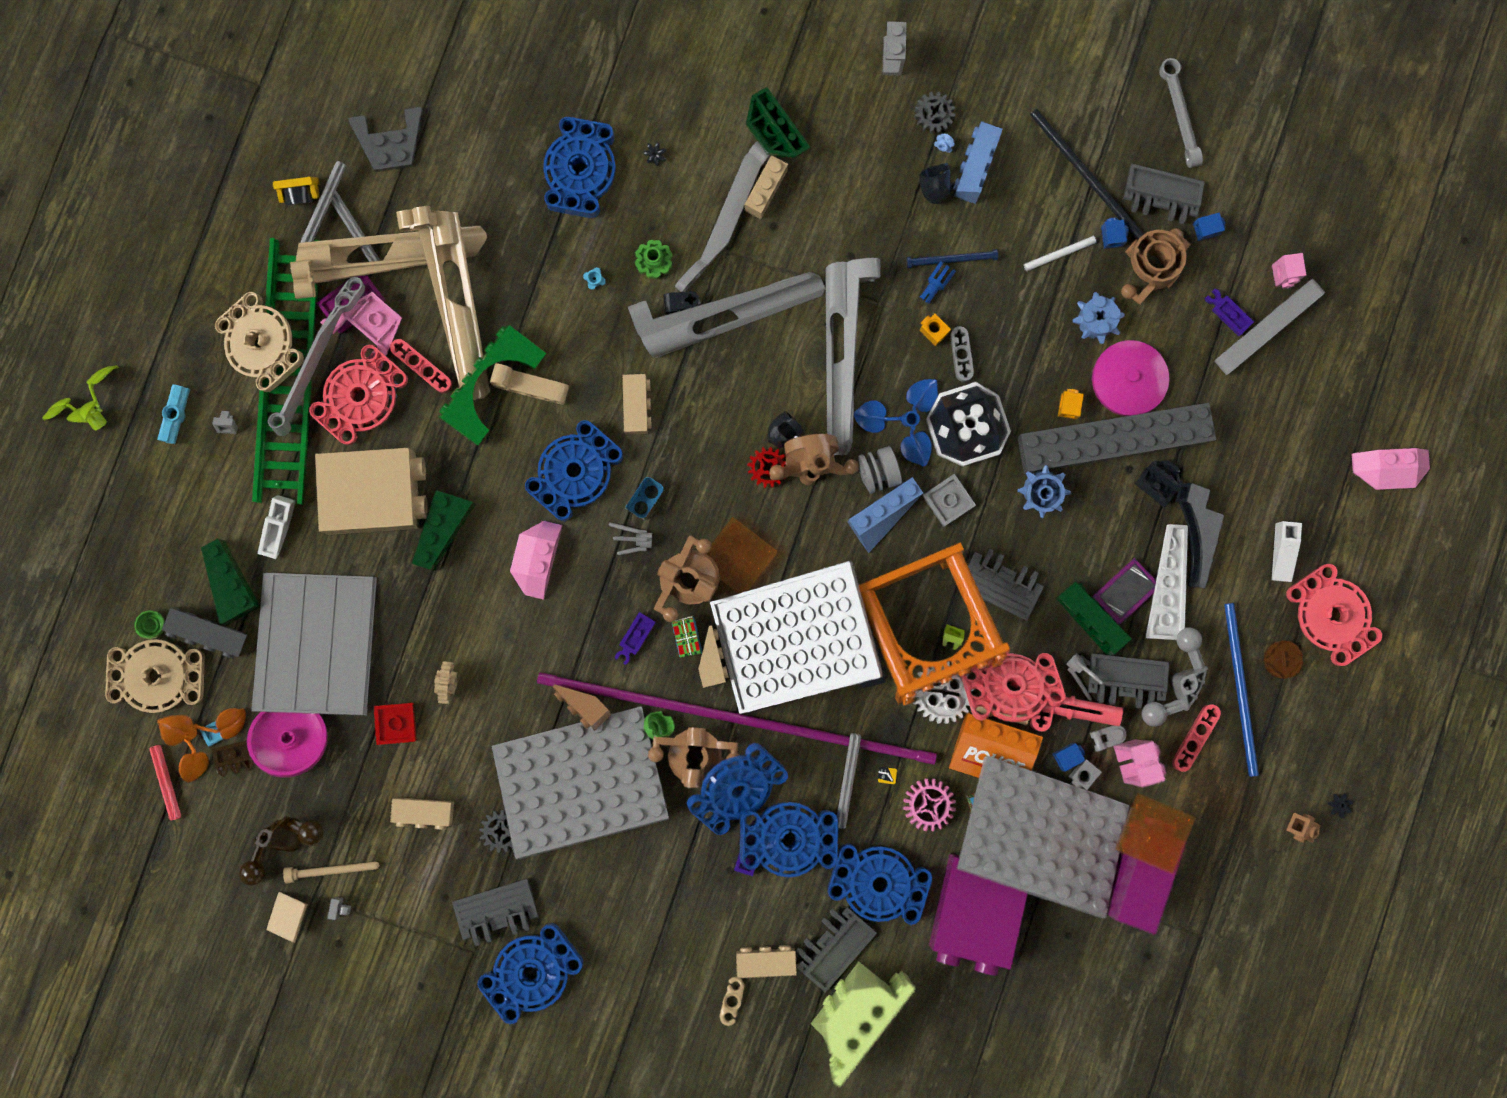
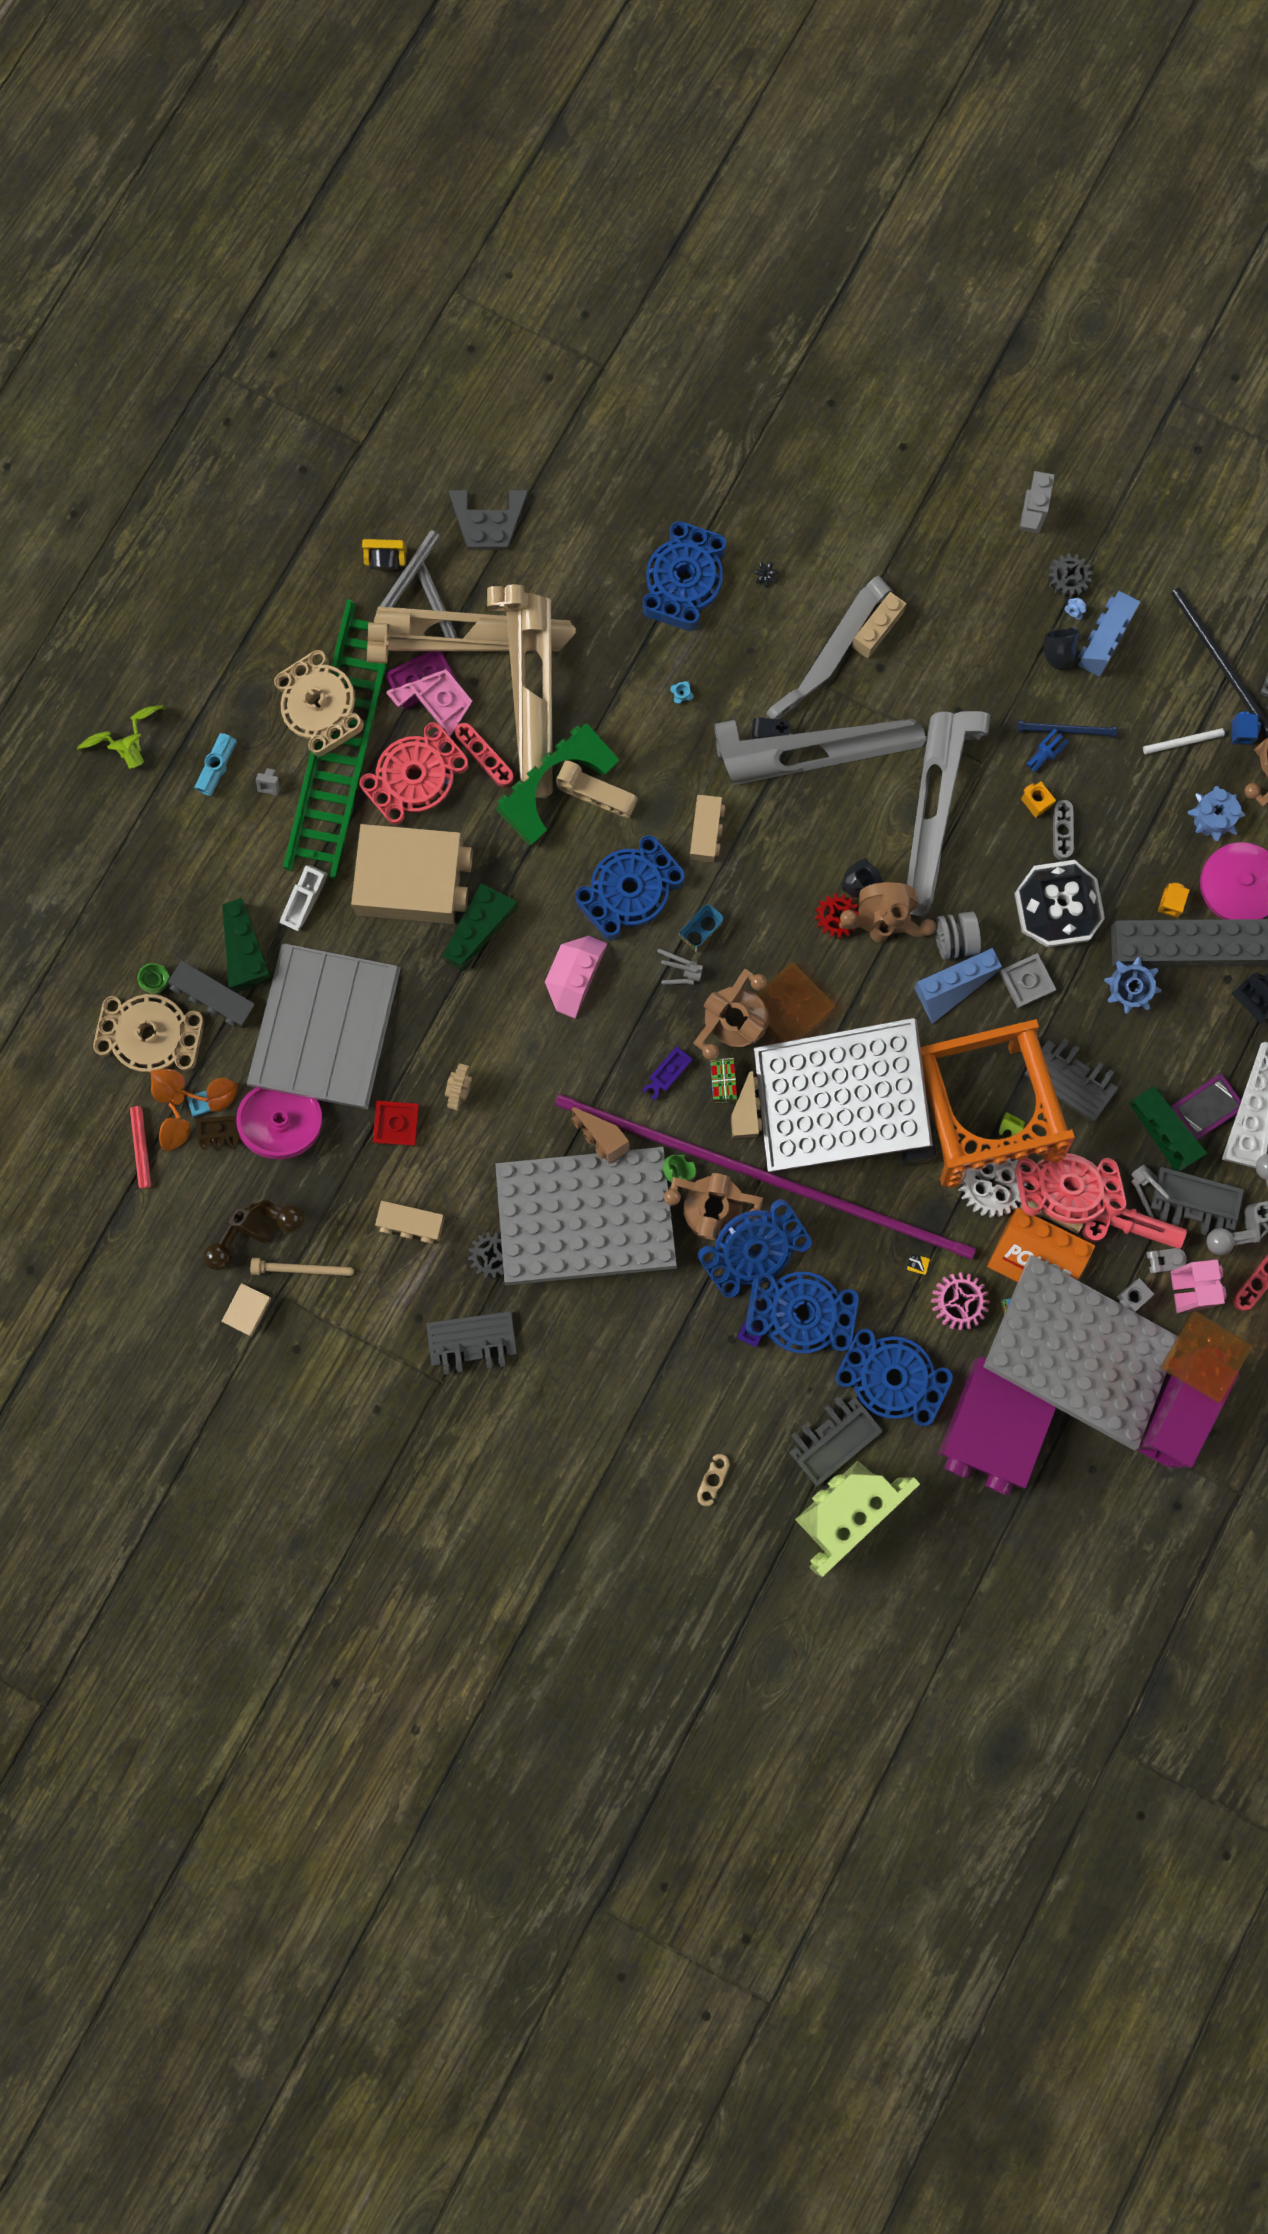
camera: 15 degrees right, 5 degrees down
(314, 356) = (327, 786): light grey piece -> none
(337, 908) = (301, 1308): light grey tile -> none
(512, 979) = (478, 1417): blue piece -> none
(656, 267) = (748, 682): bright green plant -> none
(766, 962) = (757, 1442): tan brick -> none
(773, 126) = (897, 563): dark green wedge -> none
(848, 780) = (875, 1260): light grey axle -> none
(917, 446) = (1000, 919): blue plant -> none
(1069, 756) = (1120, 1273): blue brick -> none

